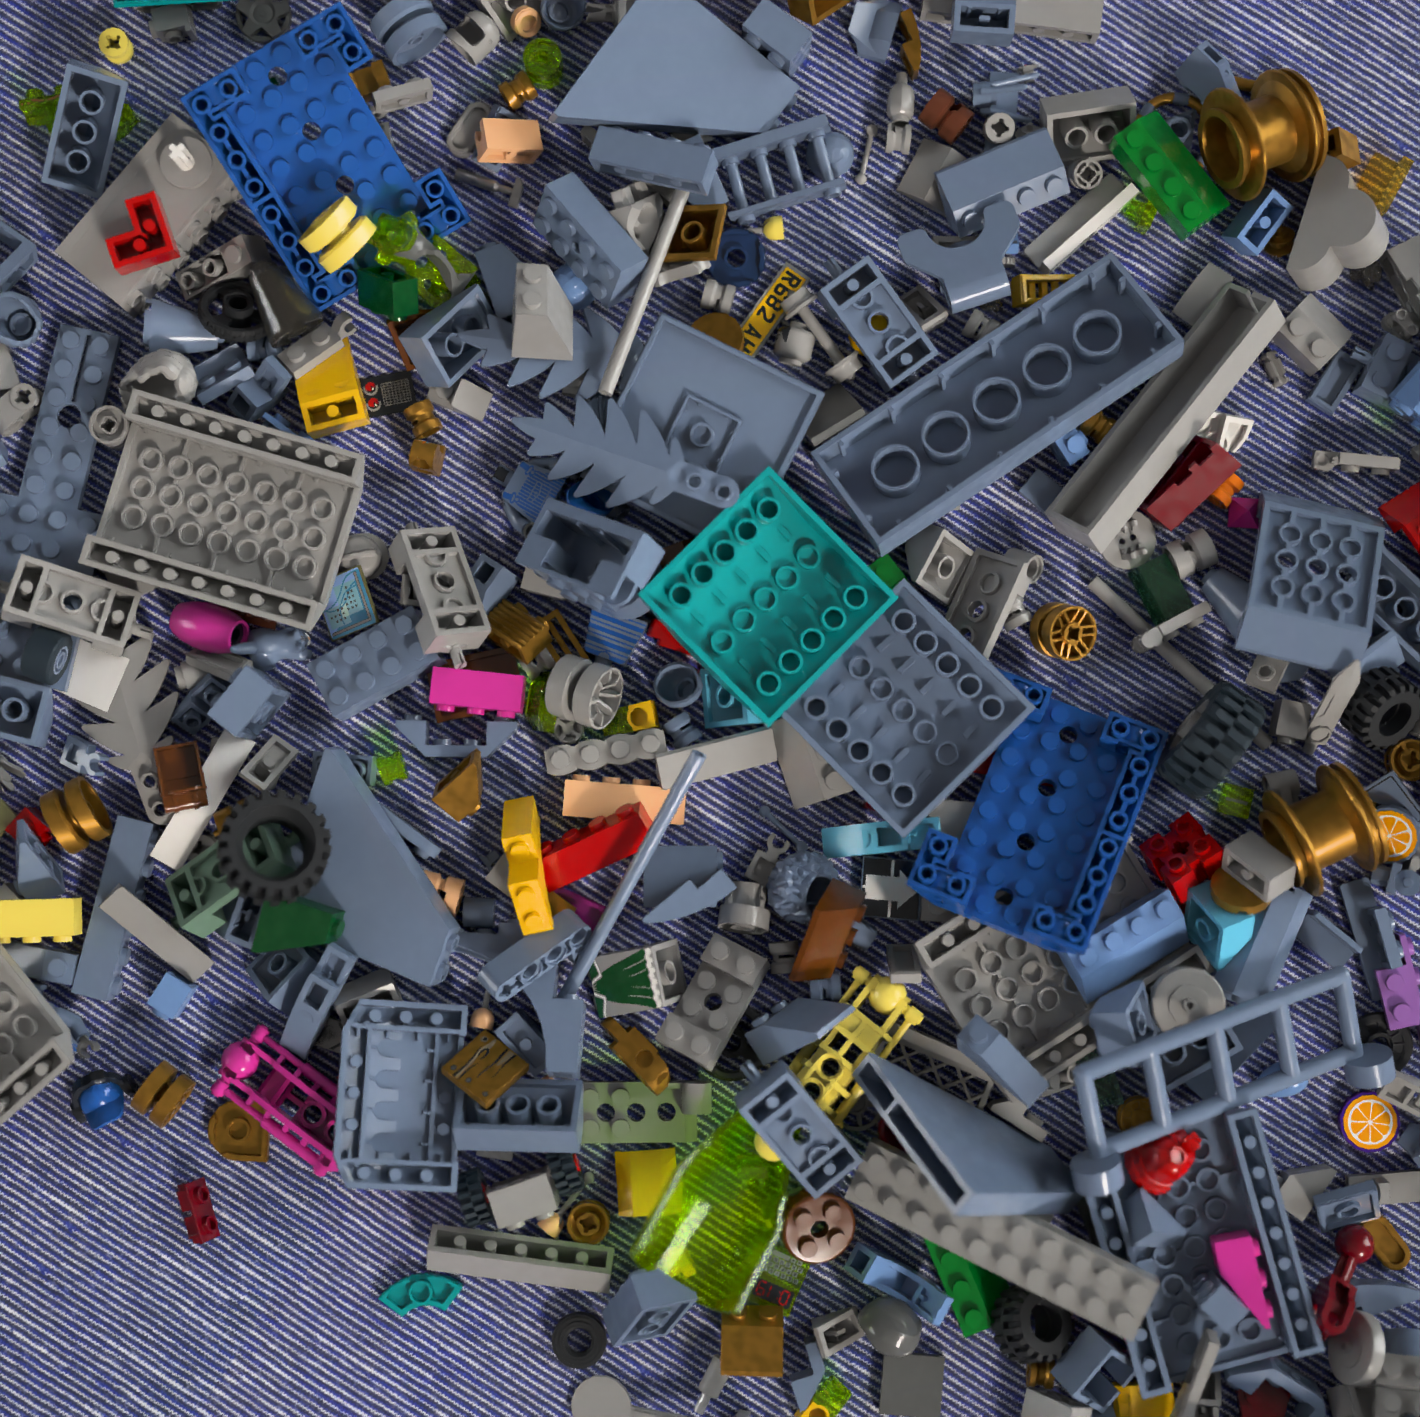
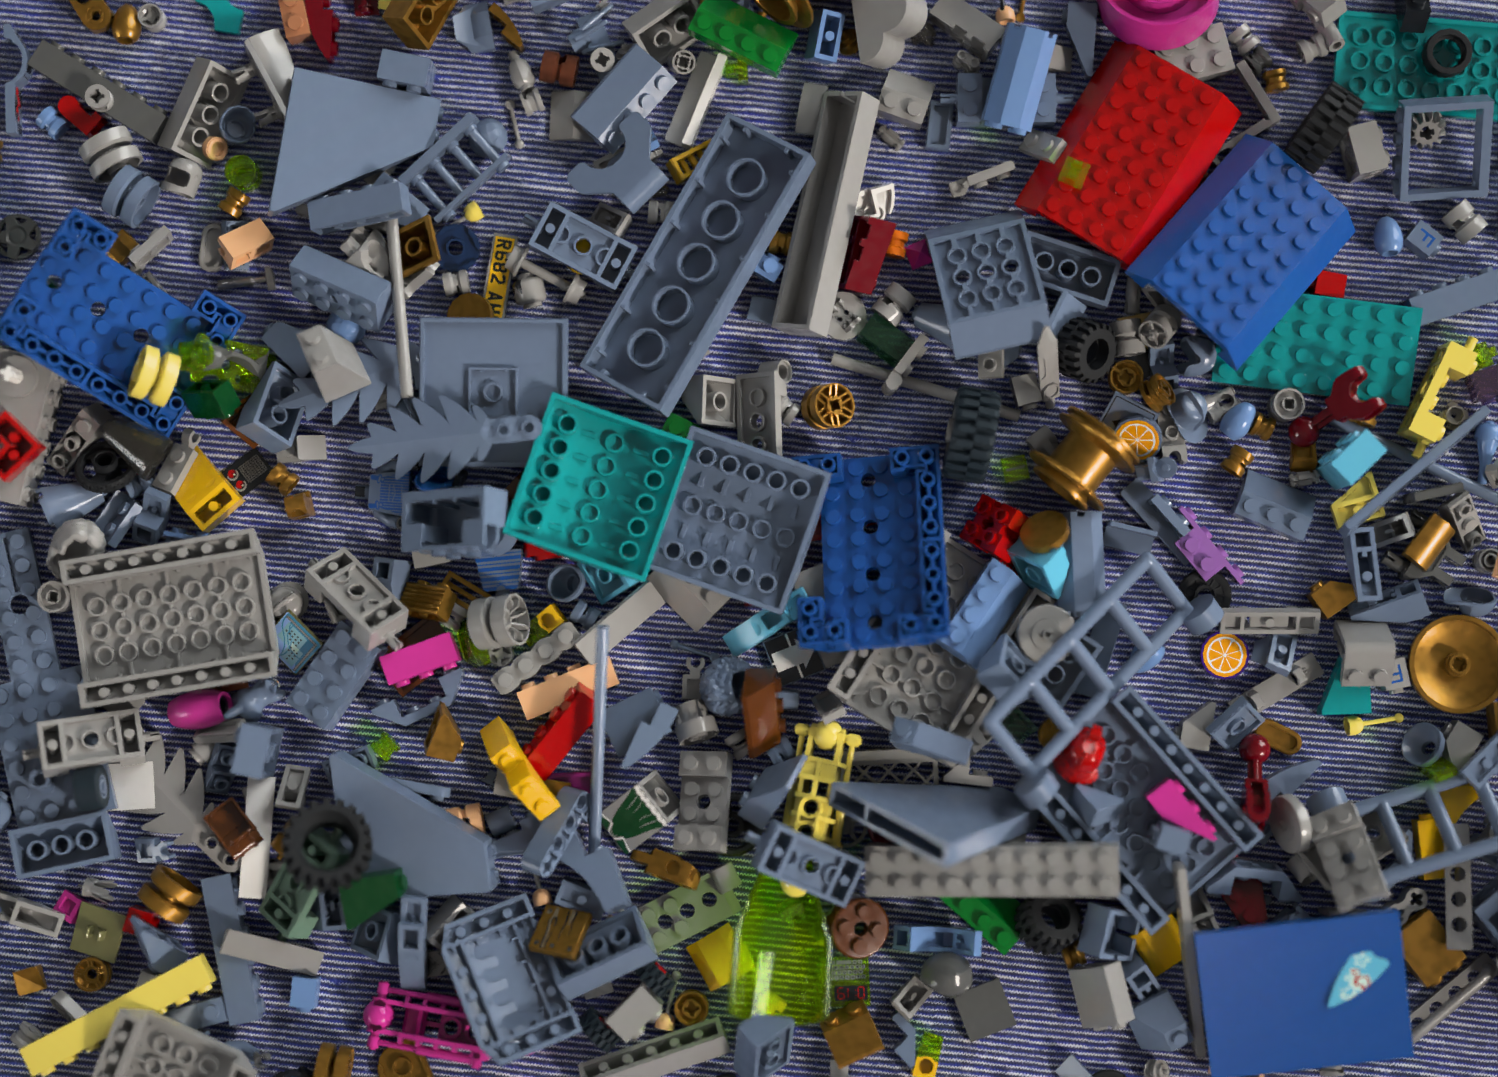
camera: 25 degrees left, 0 degrees up
(834, 414) = (583, 329): dark grey tile -> none
(1258, 866) = (1048, 509): light grey brick -> none

